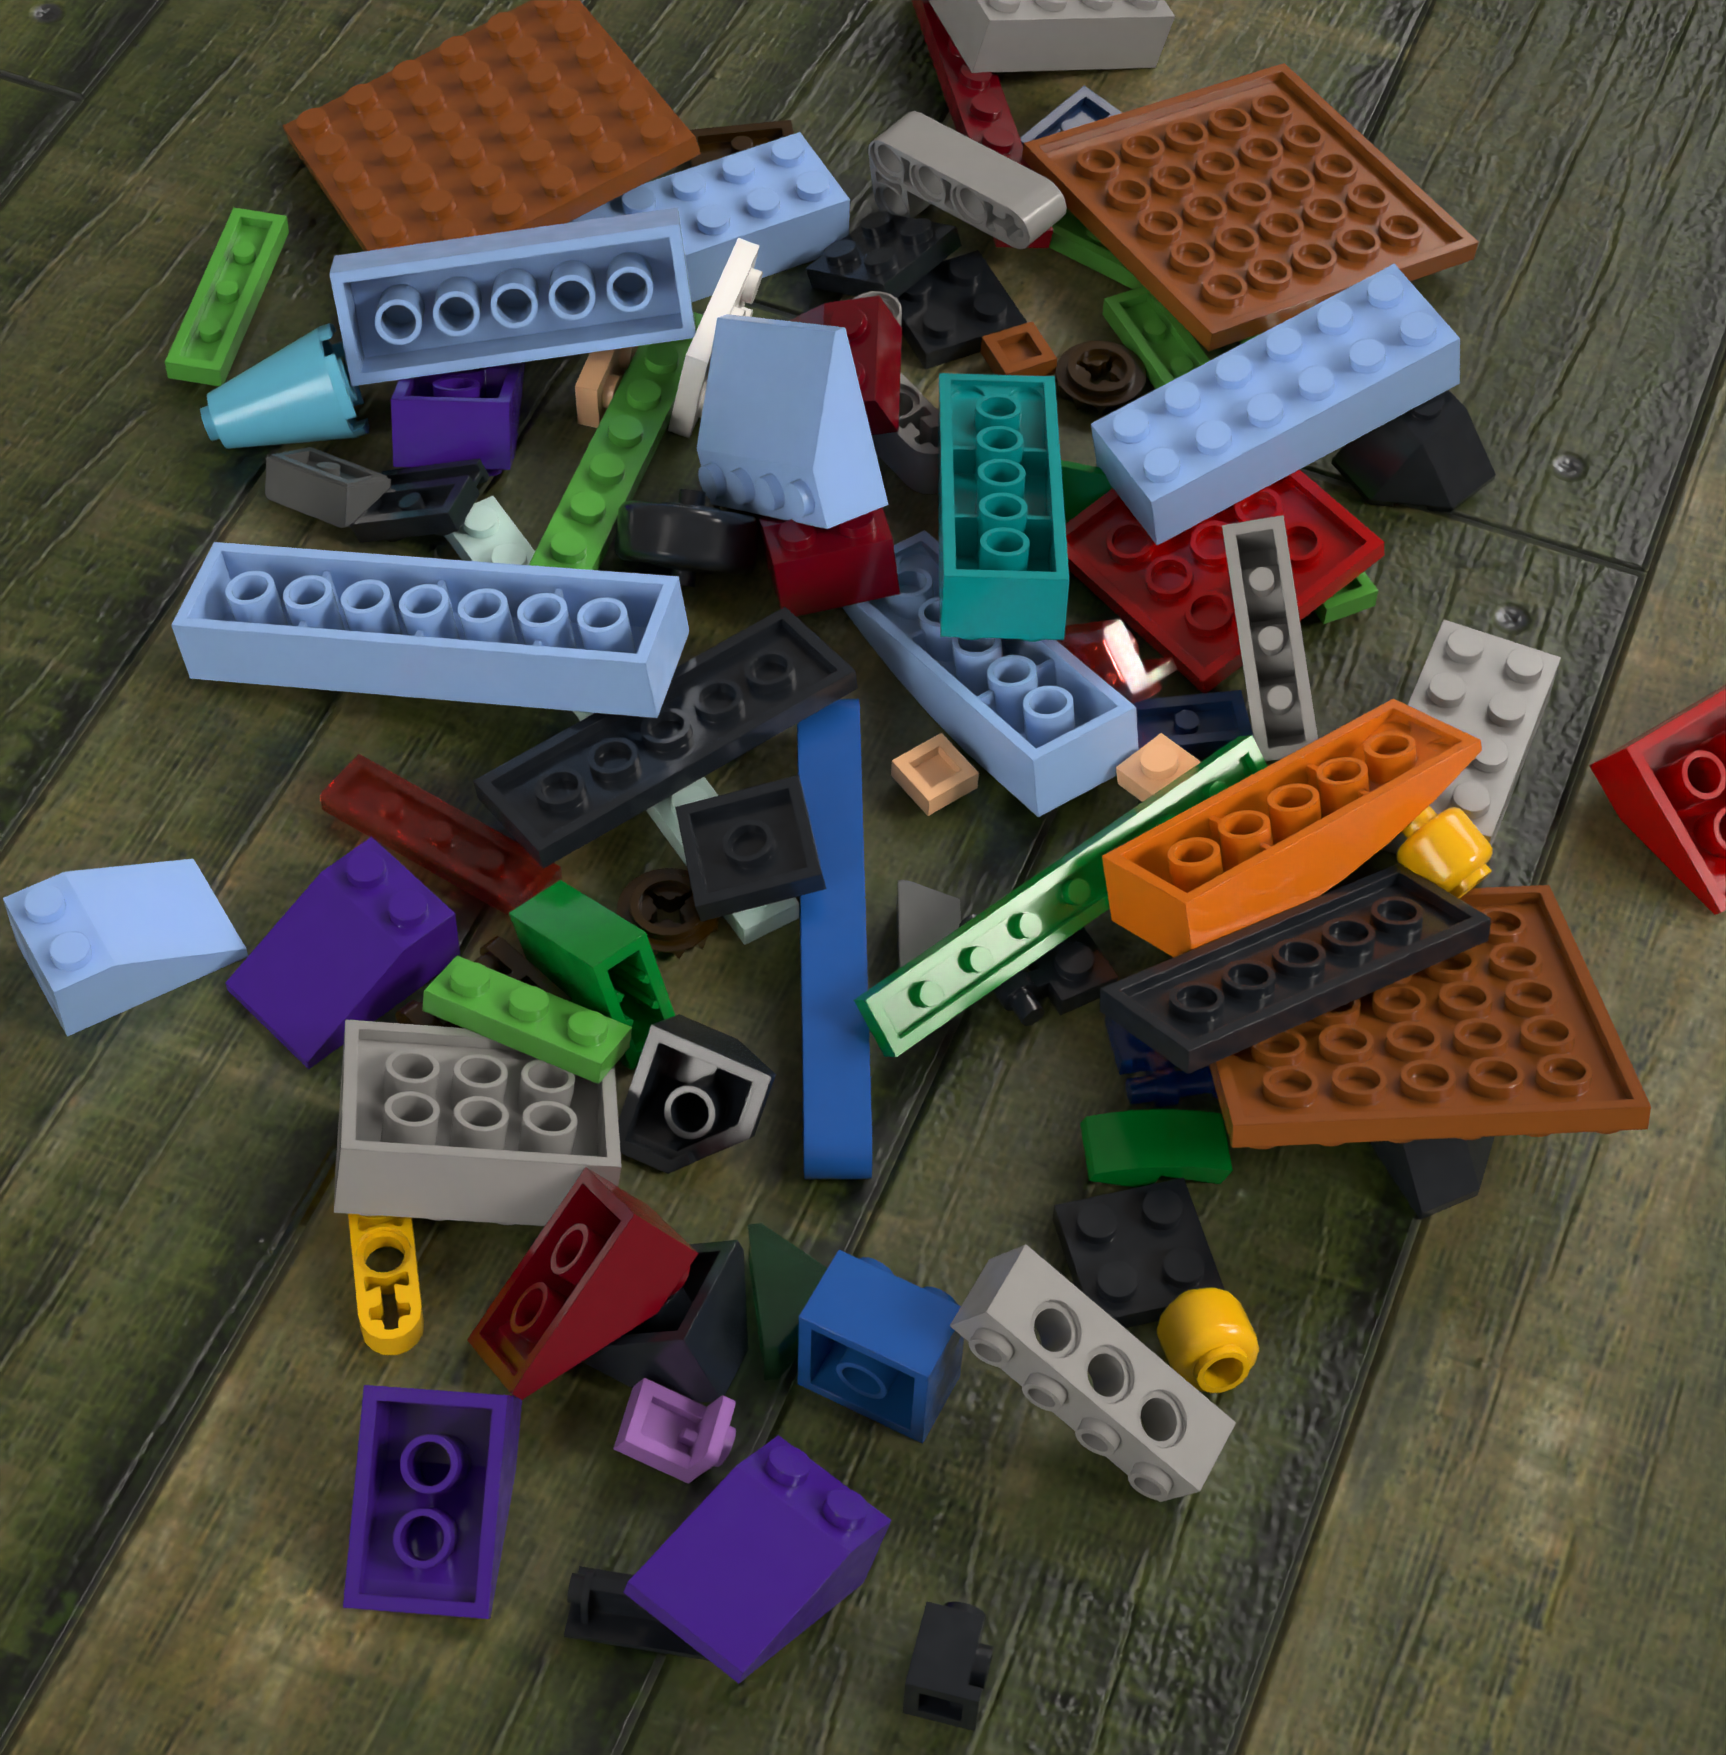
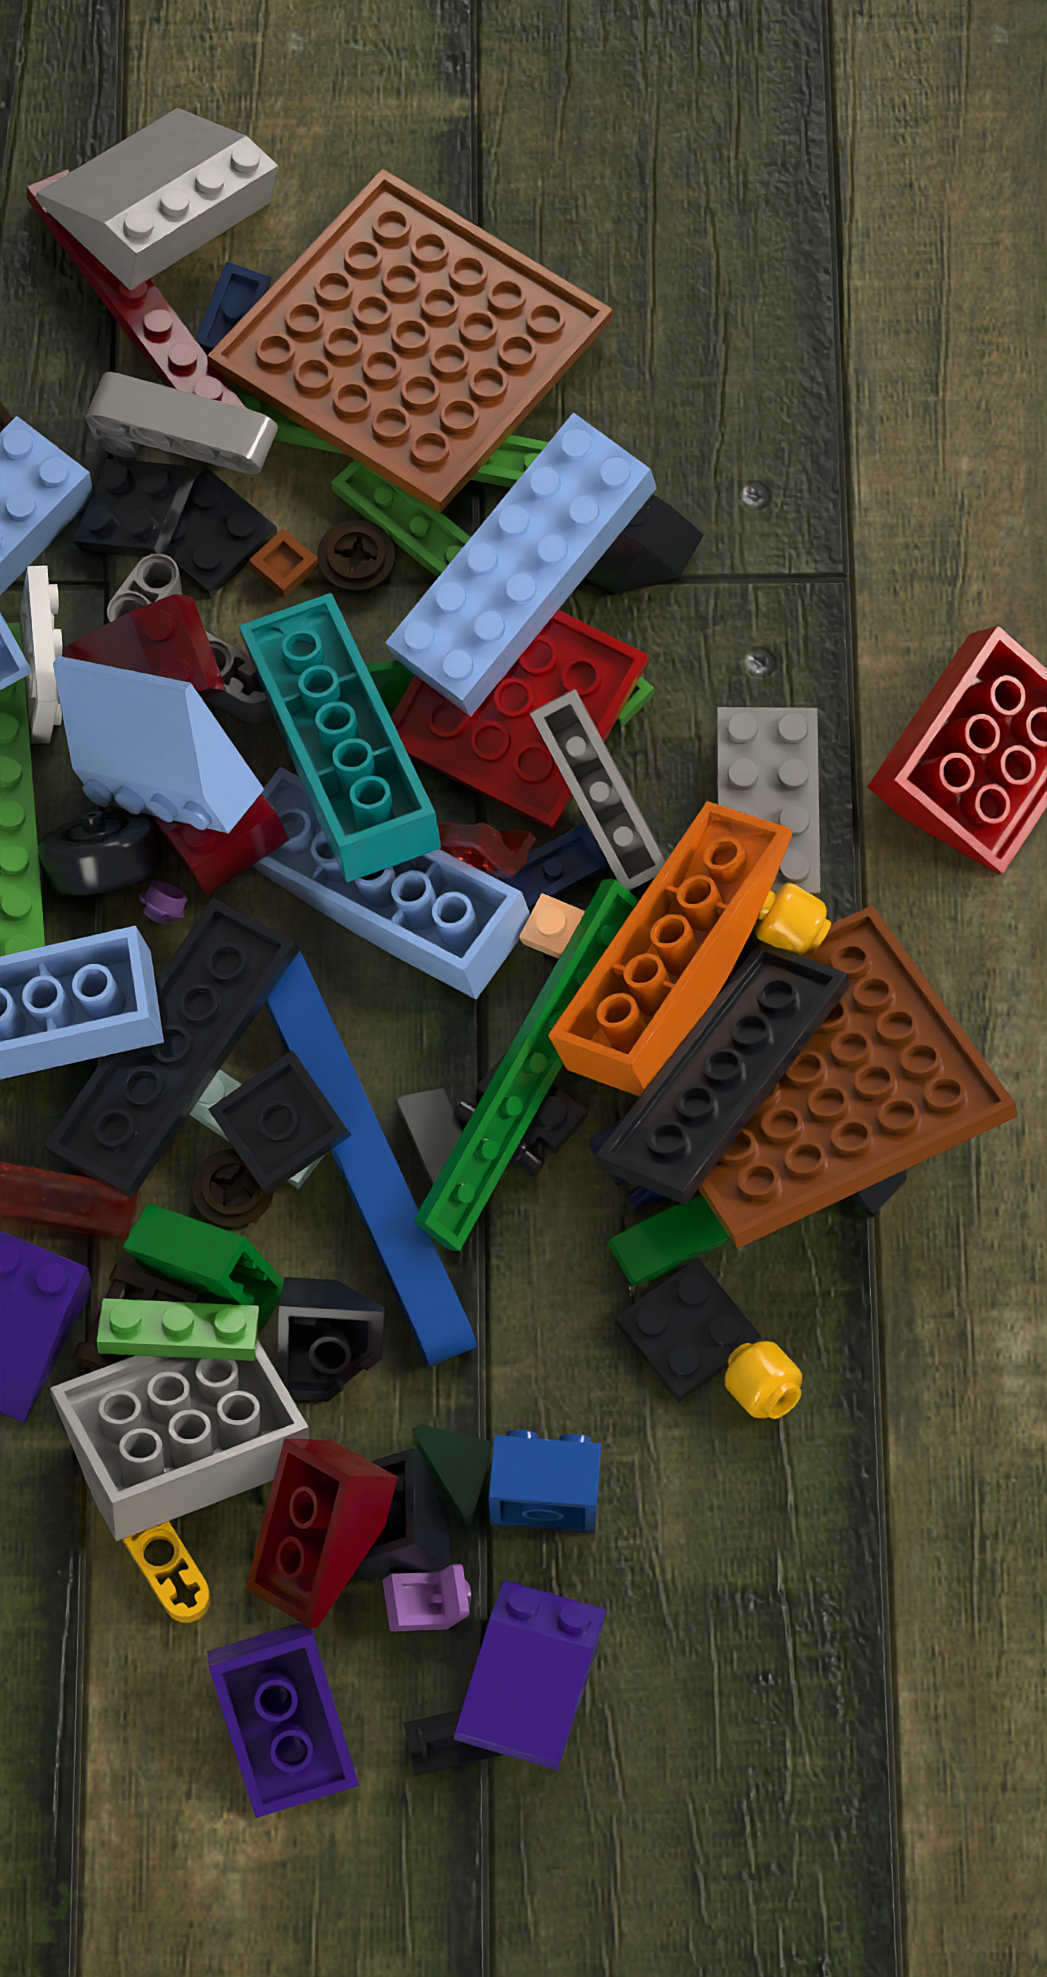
camera: 20 degrees left, 15 degrees up
(732, 610) = (163, 902): none -> medium lavender plate
(934, 774) = (381, 989): light nougat plate -> none
(948, 1665) = (682, 1689): black brick -> none
(1128, 1378) = (772, 1457): light grey brick -> none

